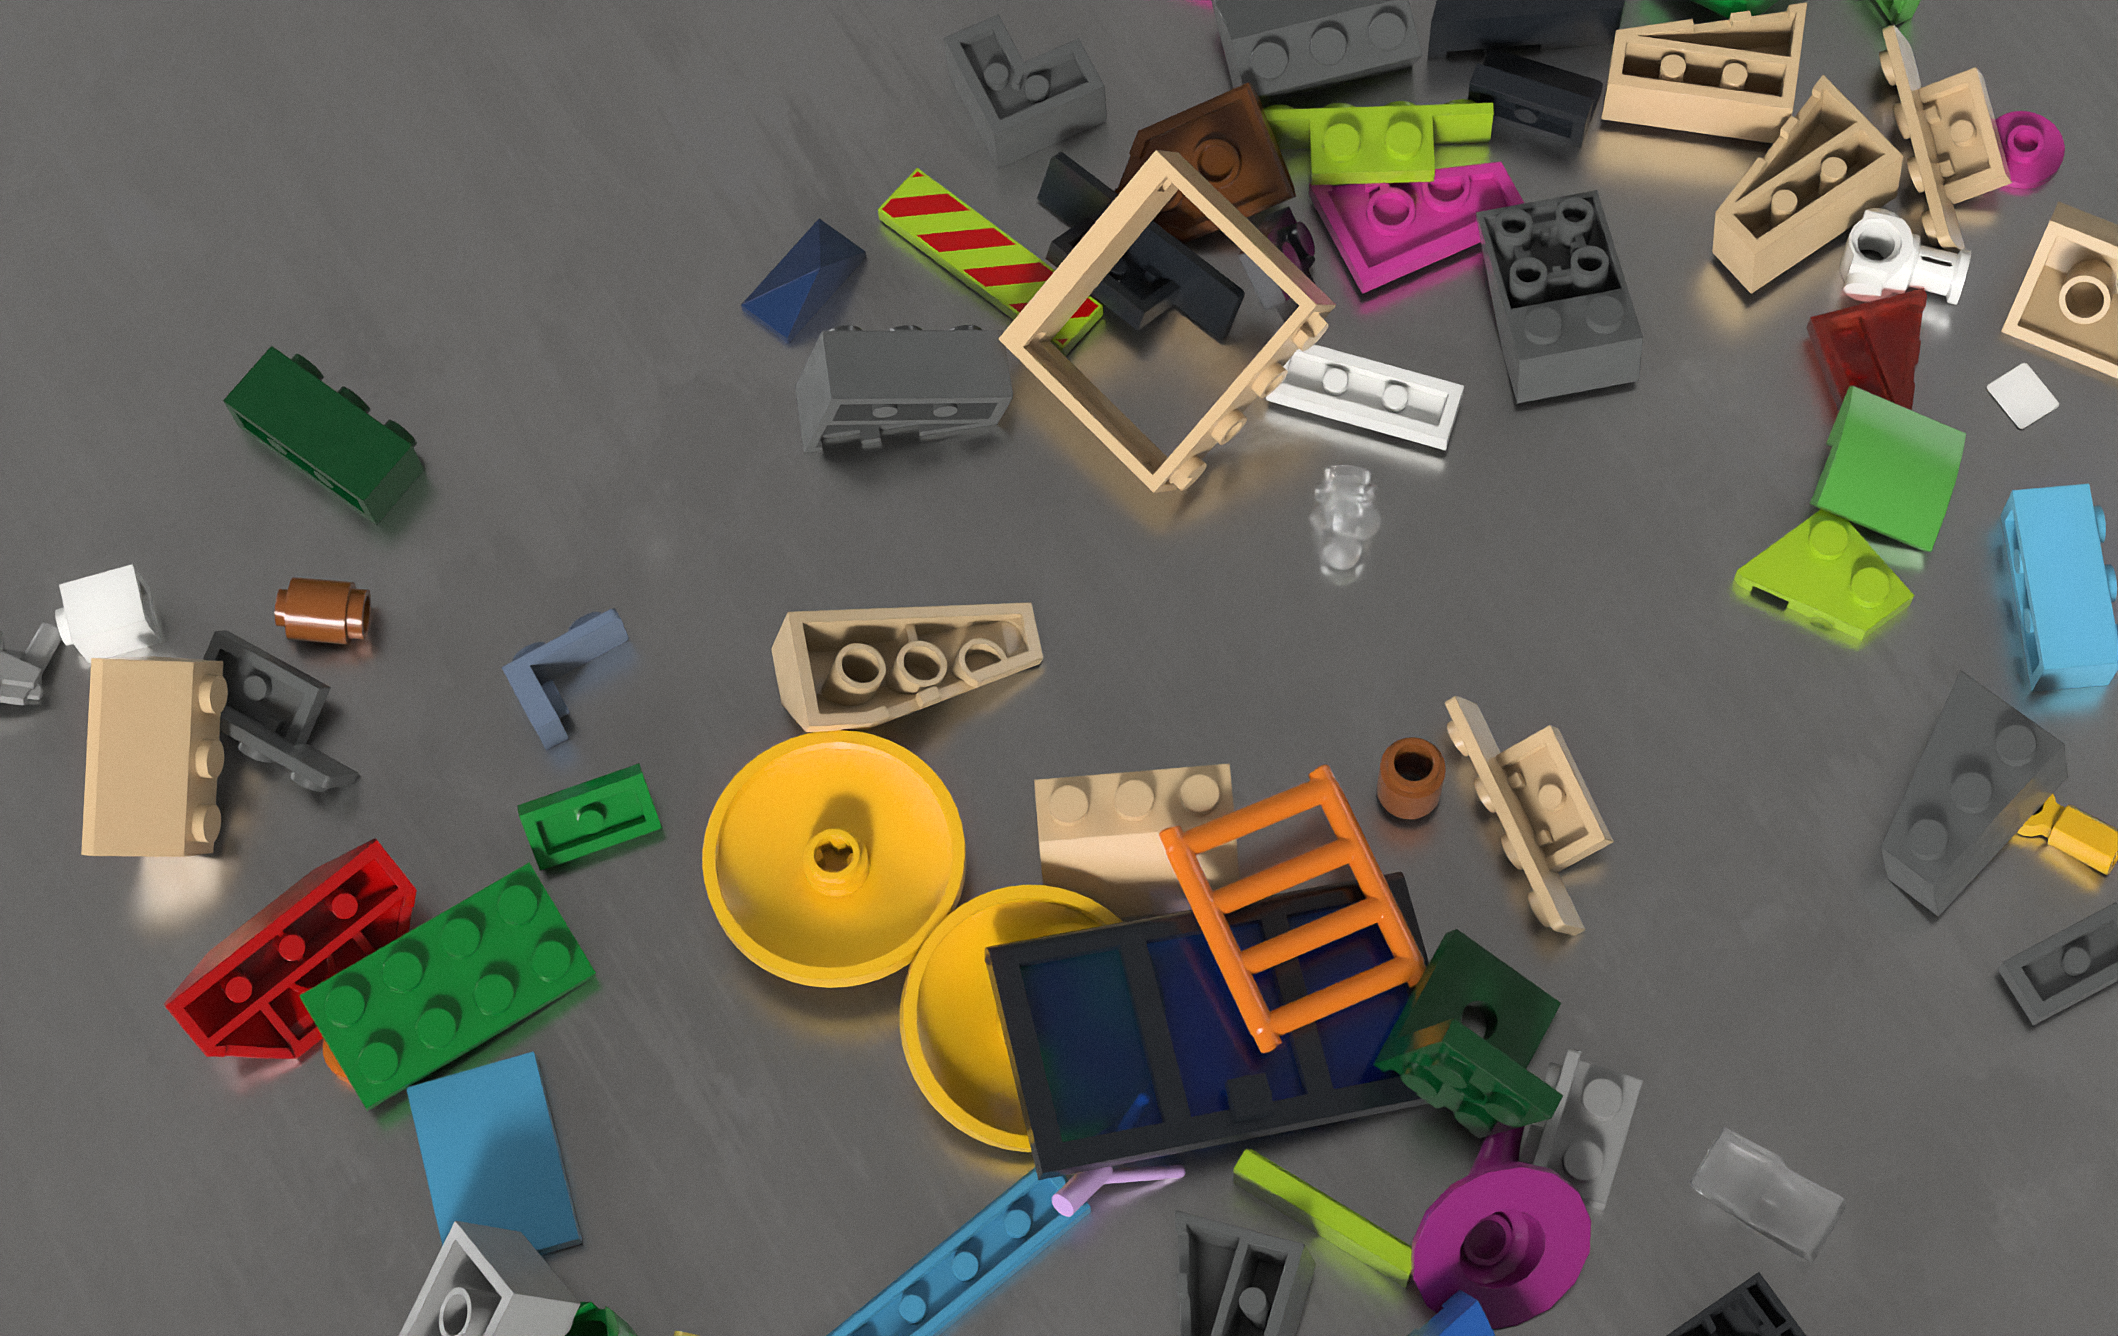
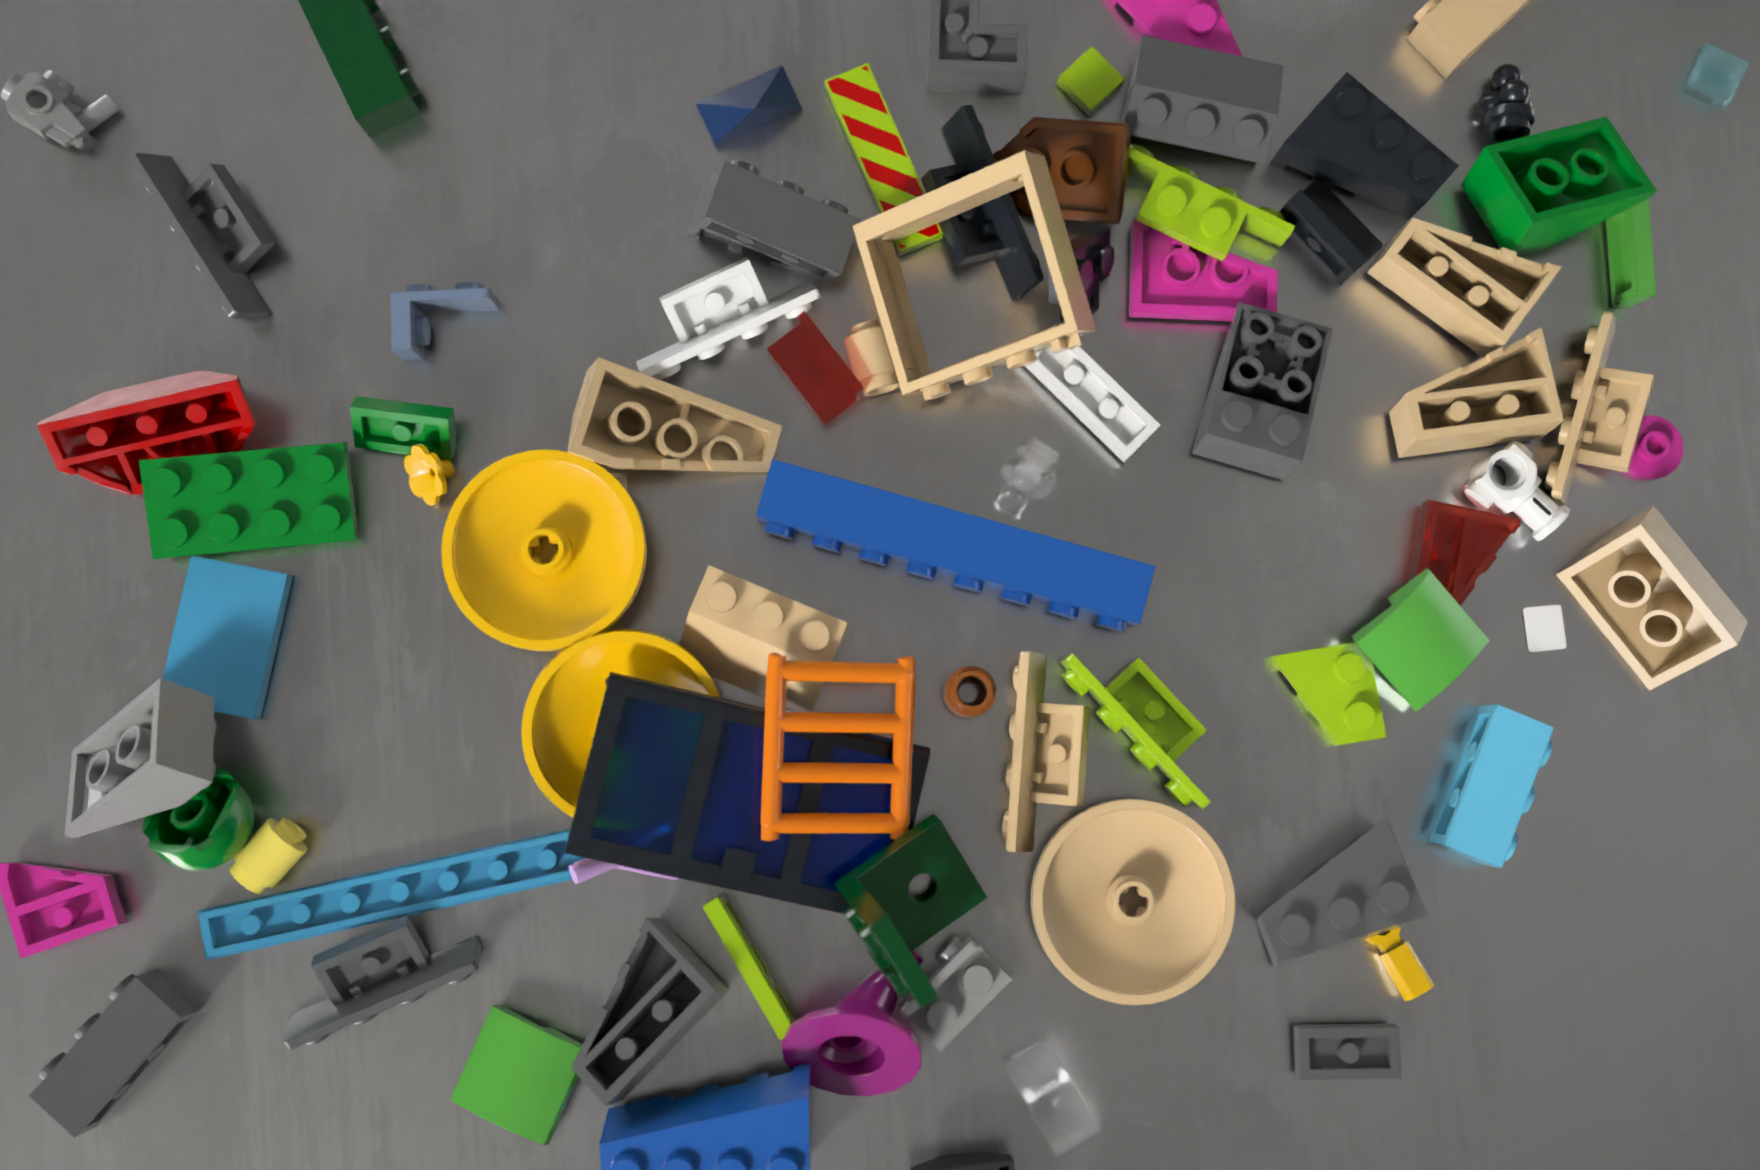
camera: 15 degrees right, 15 degrees up
(108, 614) = (150, 111): white brick -> none
(153, 756) = (113, 236): tan slope -> none
(323, 611) = (297, 184): dark orange brick -> none
(643, 855) = (427, 474): none -> yellow plant
(892, 506) = (718, 310): none -> white bracket
(1040, 519) = (816, 371): none -> clear red panel
(1096, 476) = (871, 358): none -> tan brick
(1178, 69) = (1090, 81): none -> lime tile
(1303, 630) = (955, 545): none -> blue brick
(1630, 707) = (1149, 716): none -> lime bracket
(1729, 914) = (1133, 901): none -> tan dish

